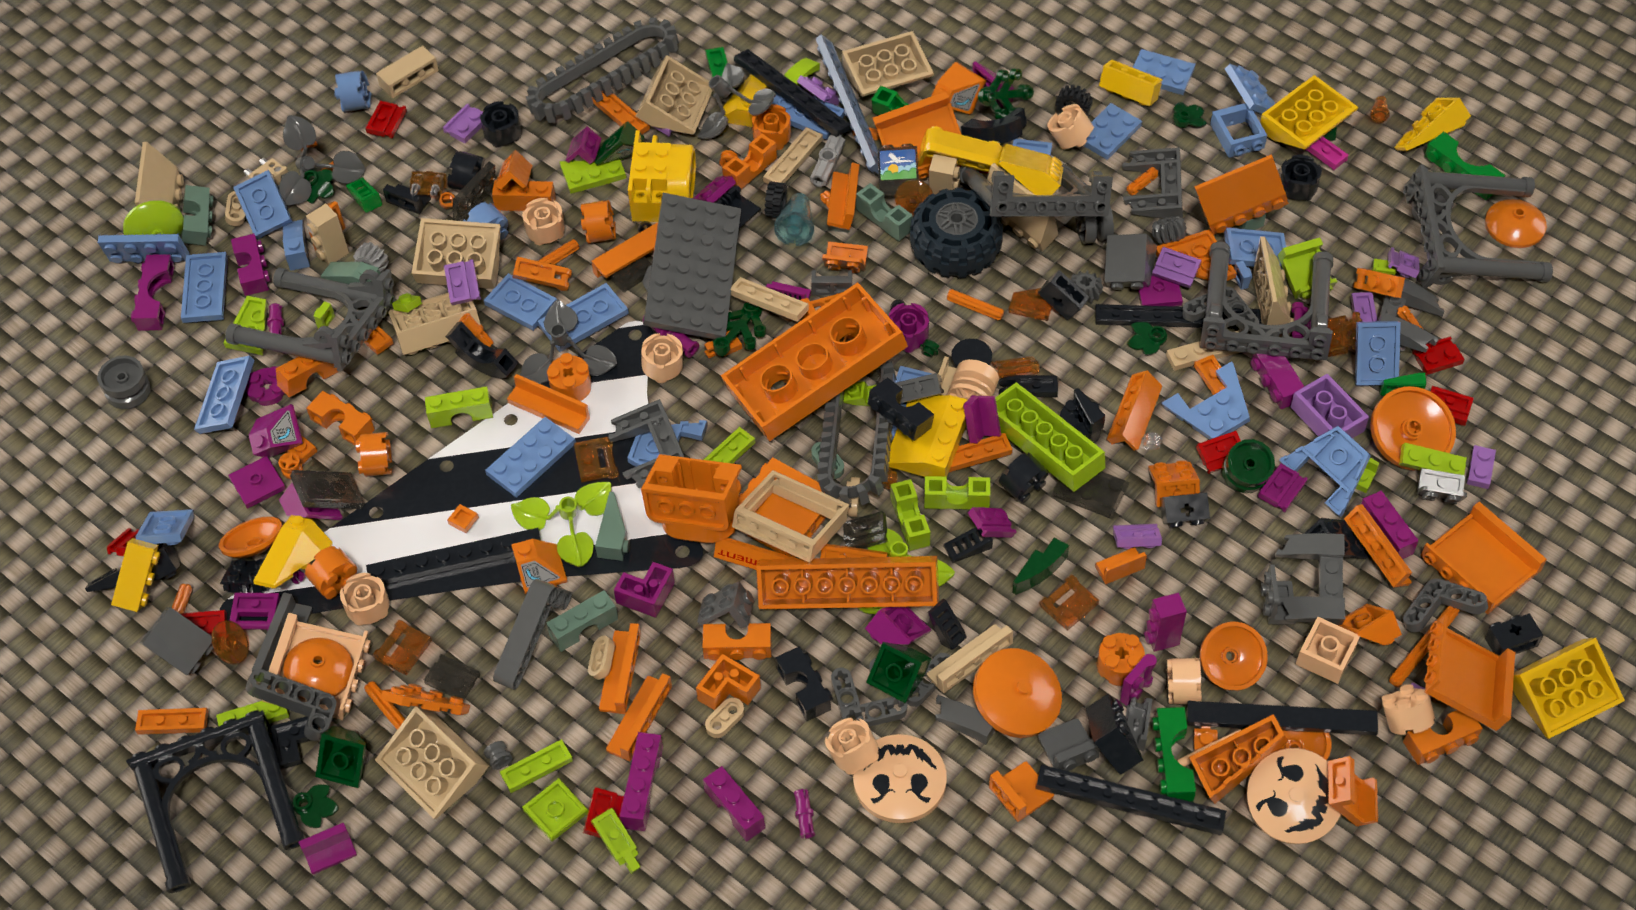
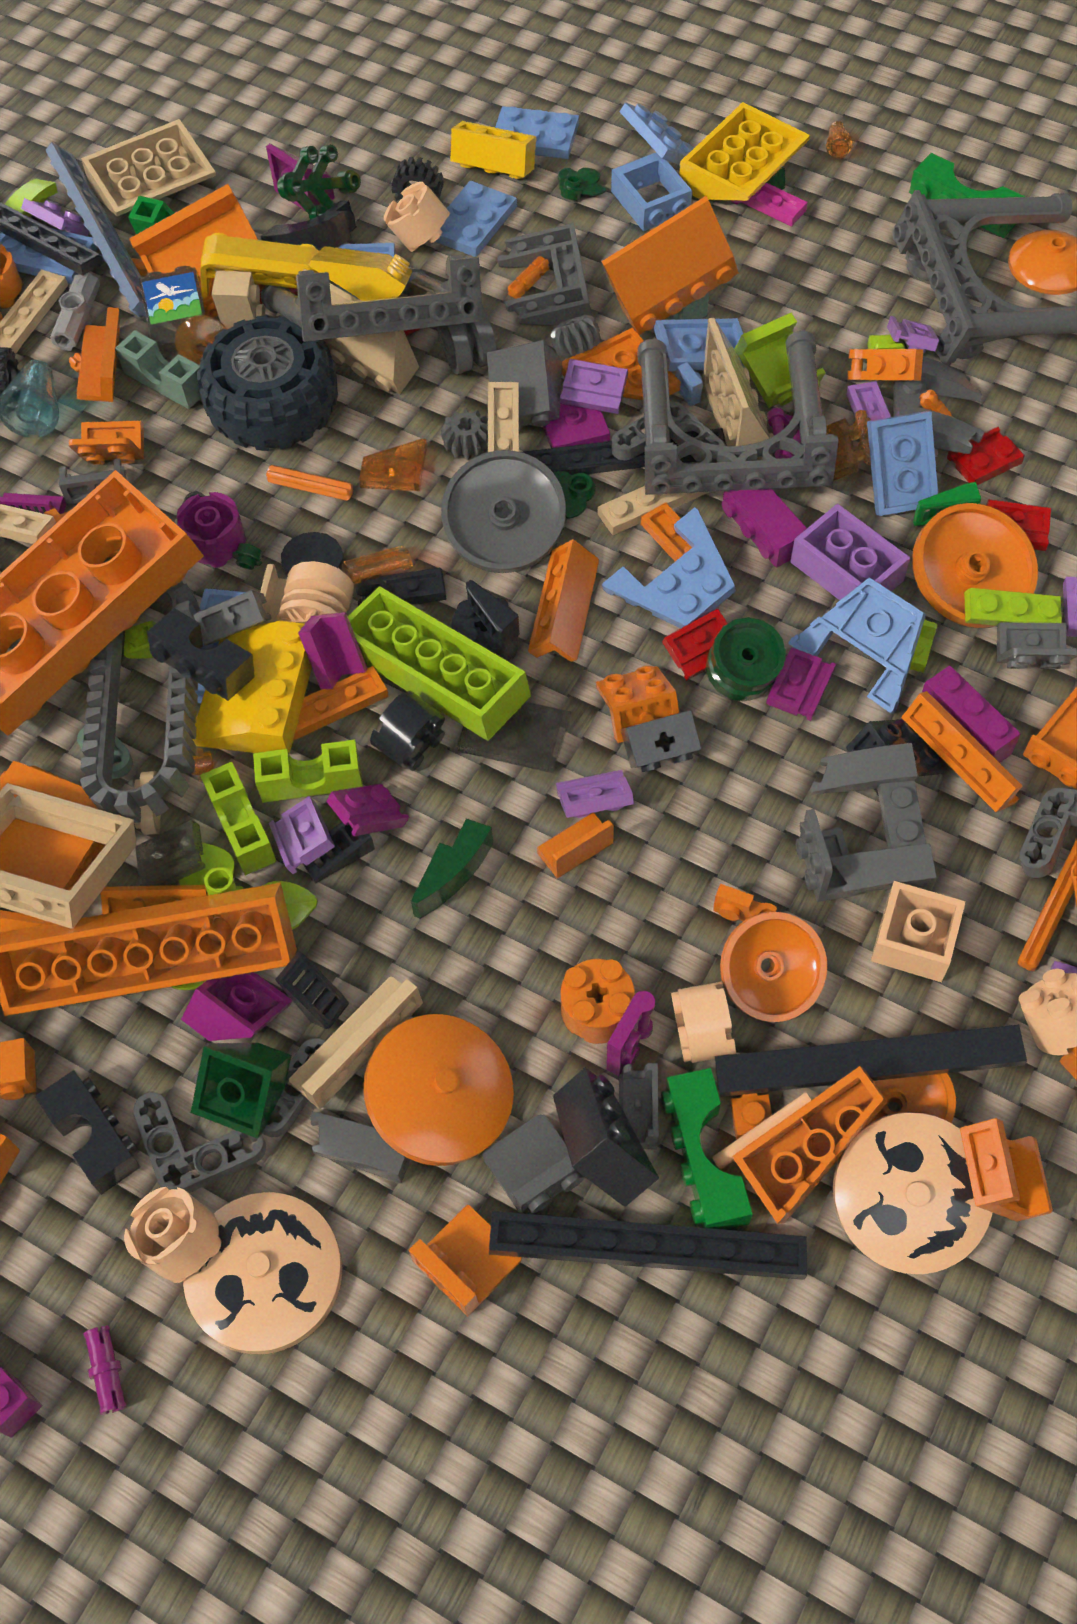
camera: 10 degrees left, 5 degrees up
(948, 531) = (301, 834): none -> medium lavender plate
(961, 86) = (255, 185): orange slope -> none
(1063, 295) = (434, 448): black brick -> none
(1074, 607) = (512, 926): clear orange plate -> none
(1103, 344) = (503, 511): none -> dark grey dish
(1109, 299) = (503, 416): none -> tan plate
(1151, 441) = (595, 644): clear plate -> none
(1165, 622) = (659, 930): magenta brick -> none
(1215, 615) = (738, 905): none -> orange plate
(1300, 177) = (750, 238): black brick -> none
(1373, 624) = (976, 876): orange slope -> none
(1439, 116) = (920, 135): yellow wedge -> none

